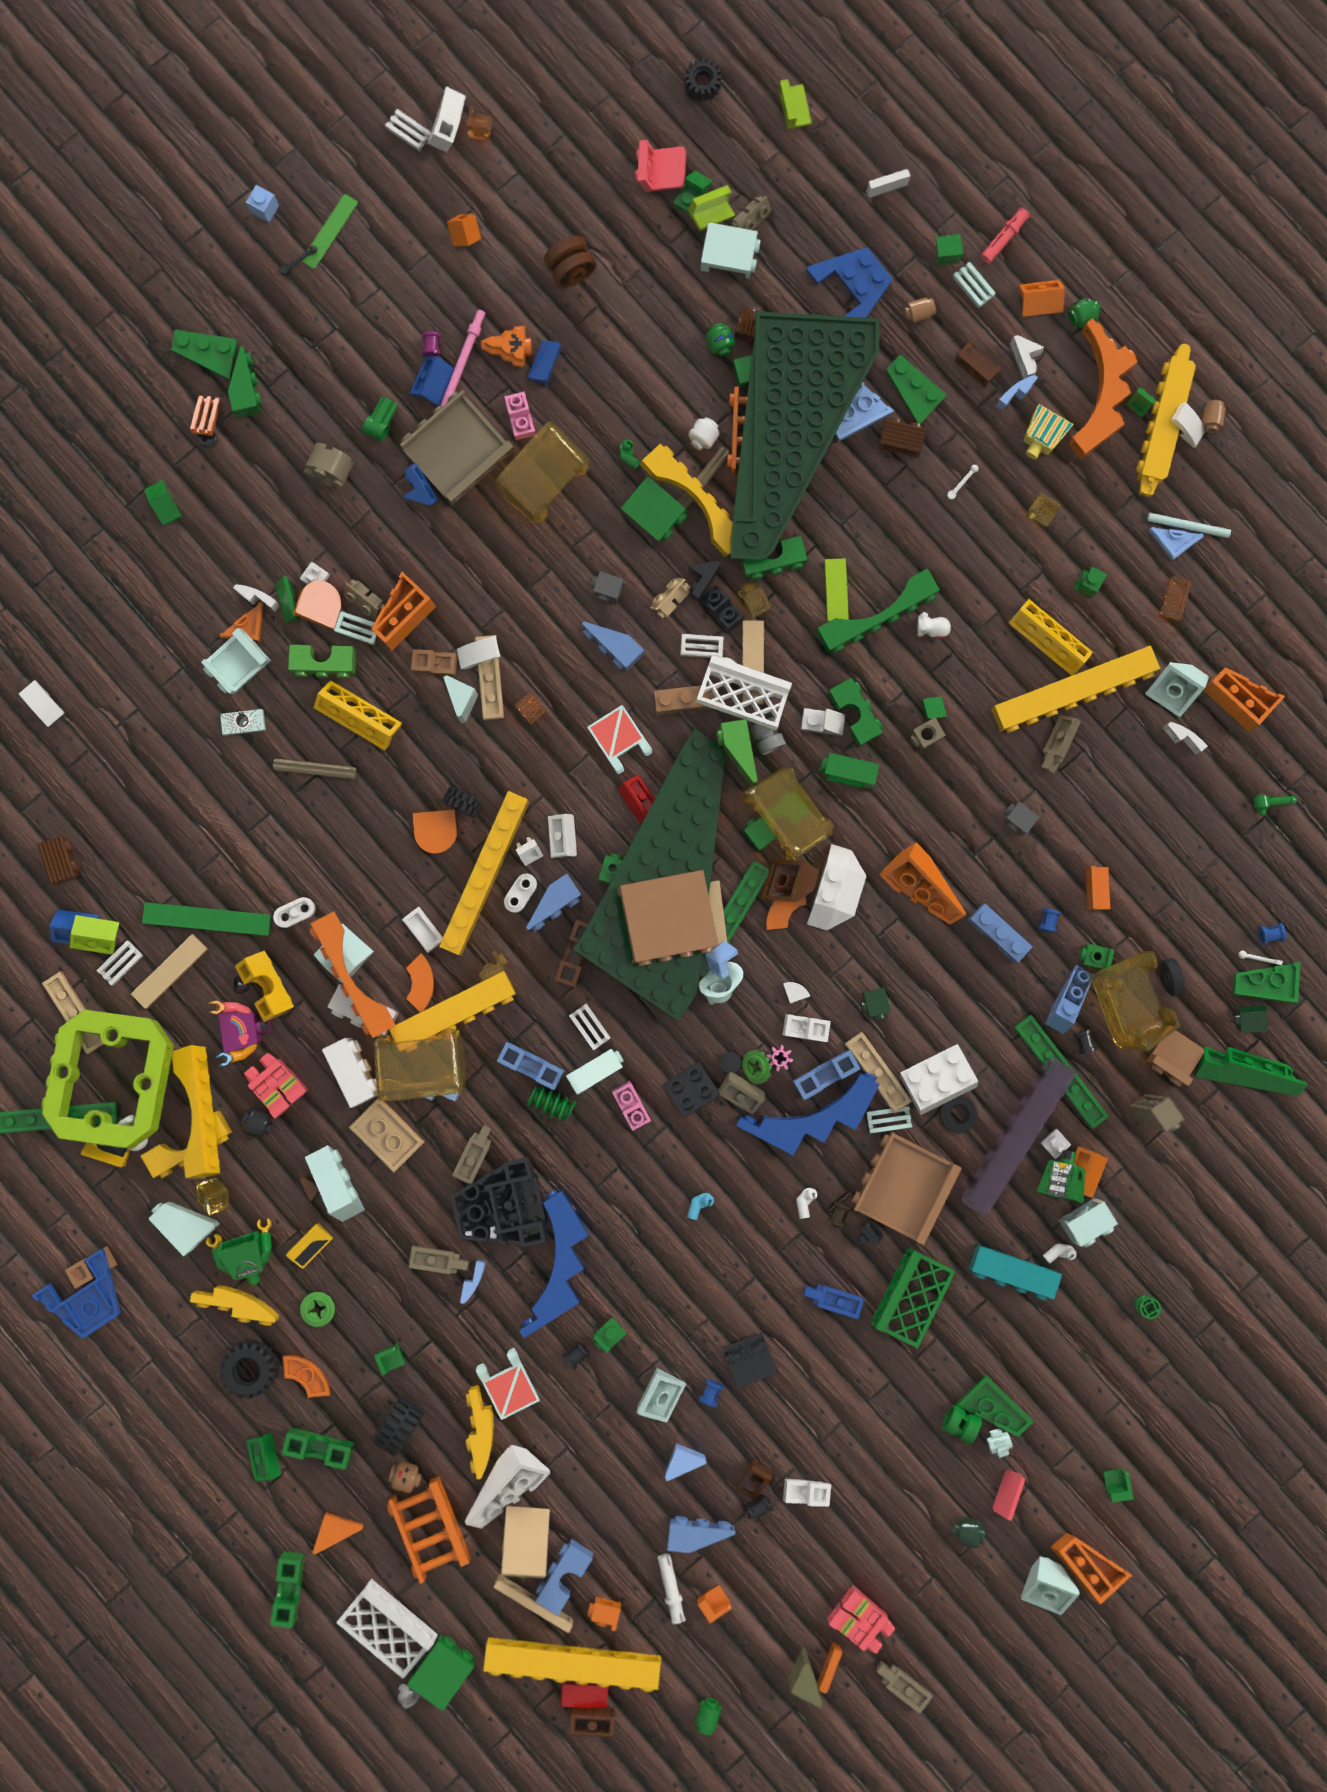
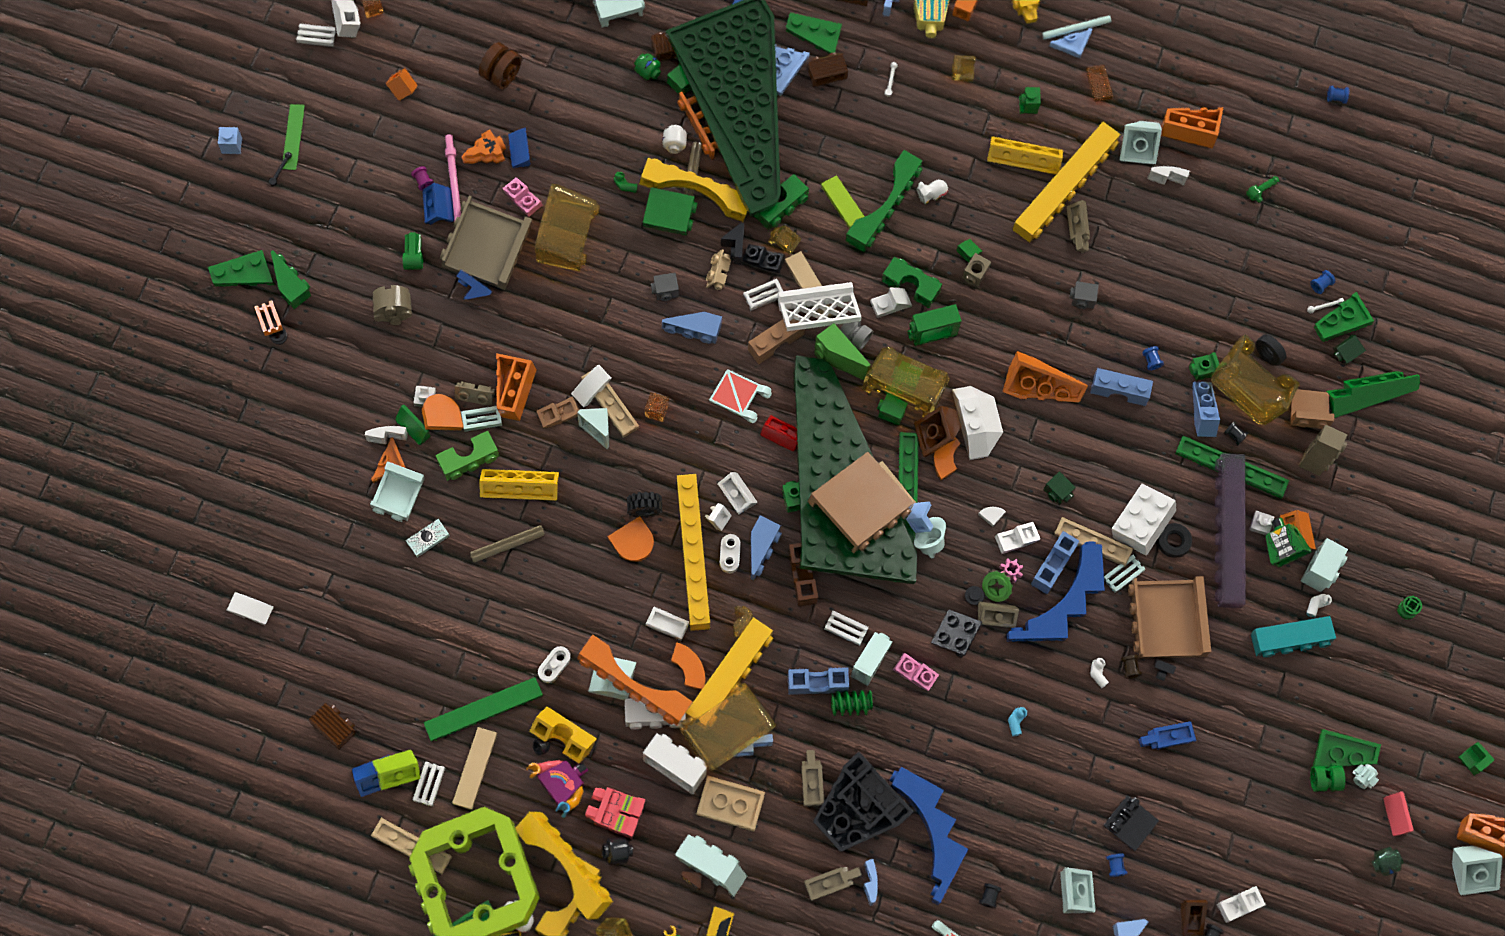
camera: 30 degrees left, 15 degrees down
(162, 503) = (268, 402): green slope -> none
(608, 1335) = (1006, 865): green bracket -> none
(895, 1292) = (1211, 701): green fence -> none
(1097, 888) = (1173, 317): orange panel -> none

